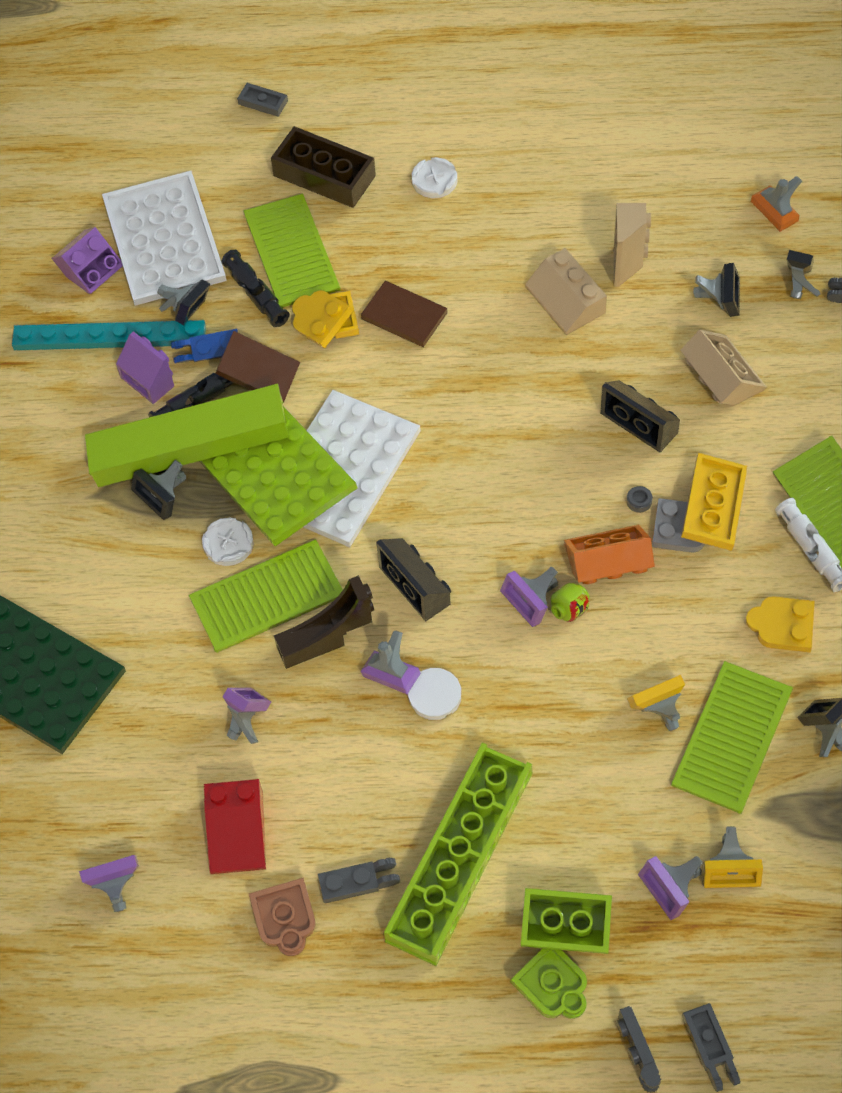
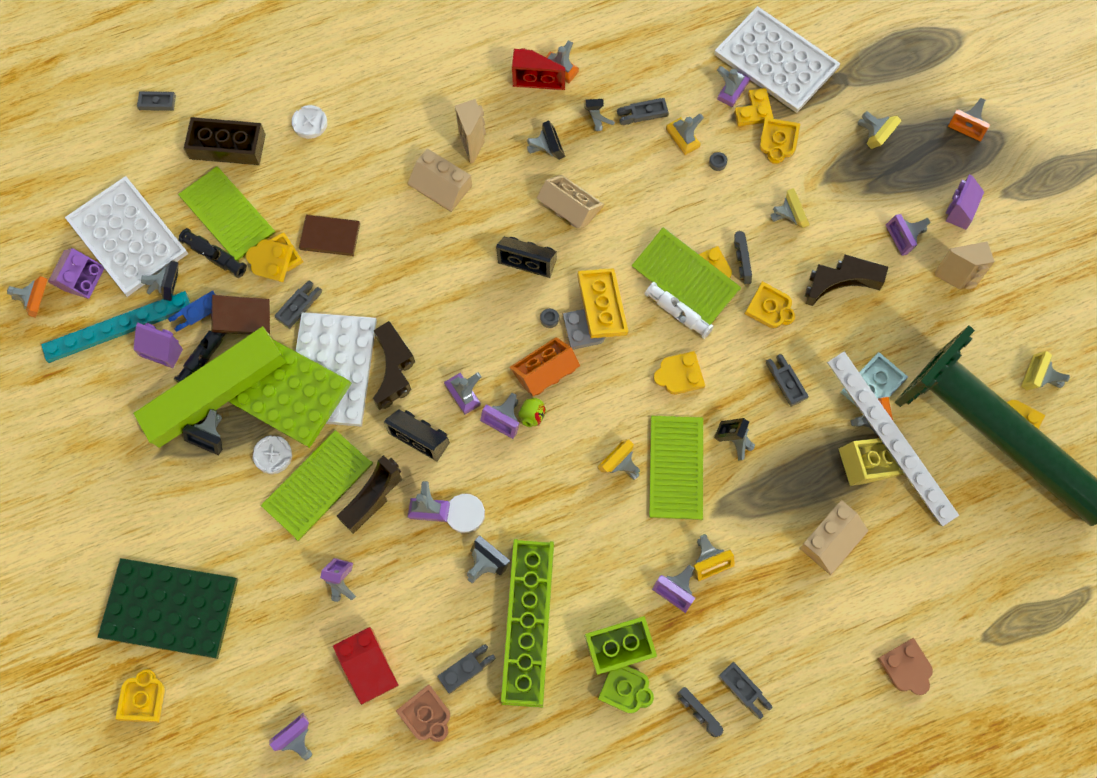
camera: 25 degrees left, 10 degrees up
(25, 267) = (30, 295): none -> piece
(331, 378) = (297, 305): none -> dark grey hinge
(425, 483) = (397, 358): none -> dark brown arch
(437, 757) = (486, 560): none -> piece
(490, 548) = (462, 392): none -> piece
(741, 201) = (536, 71): none -> red slope

